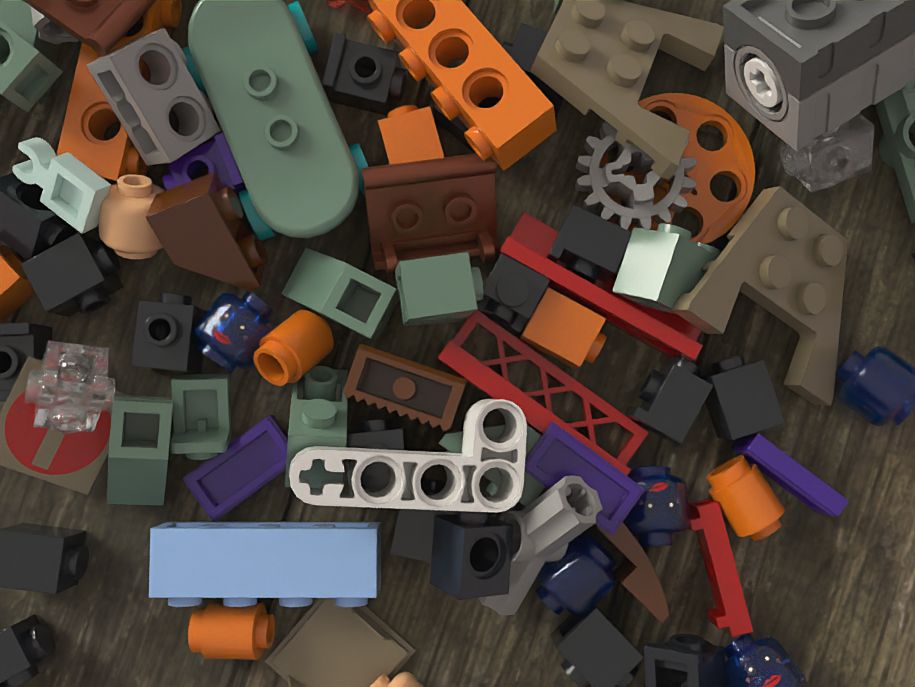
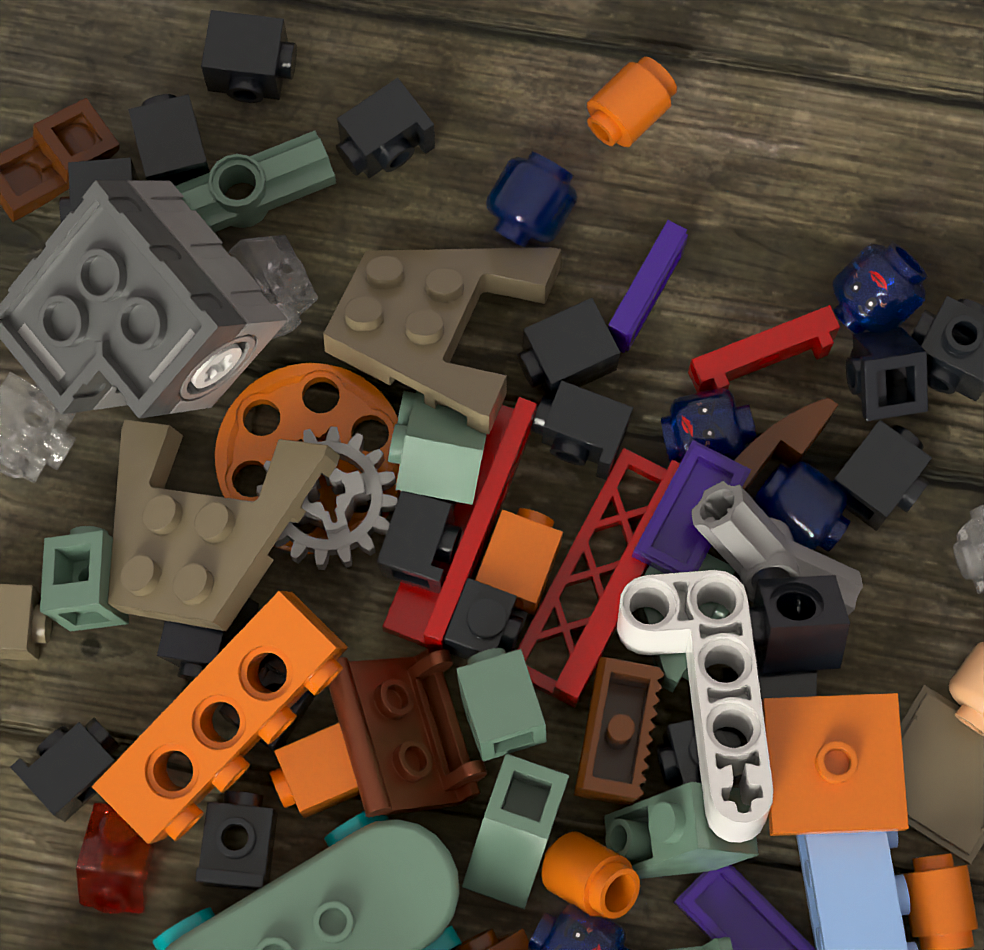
camera: 100 degrees left, 10 degrees down
(345, 565) = (835, 764): none -> orange plate
(745, 498) = (682, 330): orange brick -> none

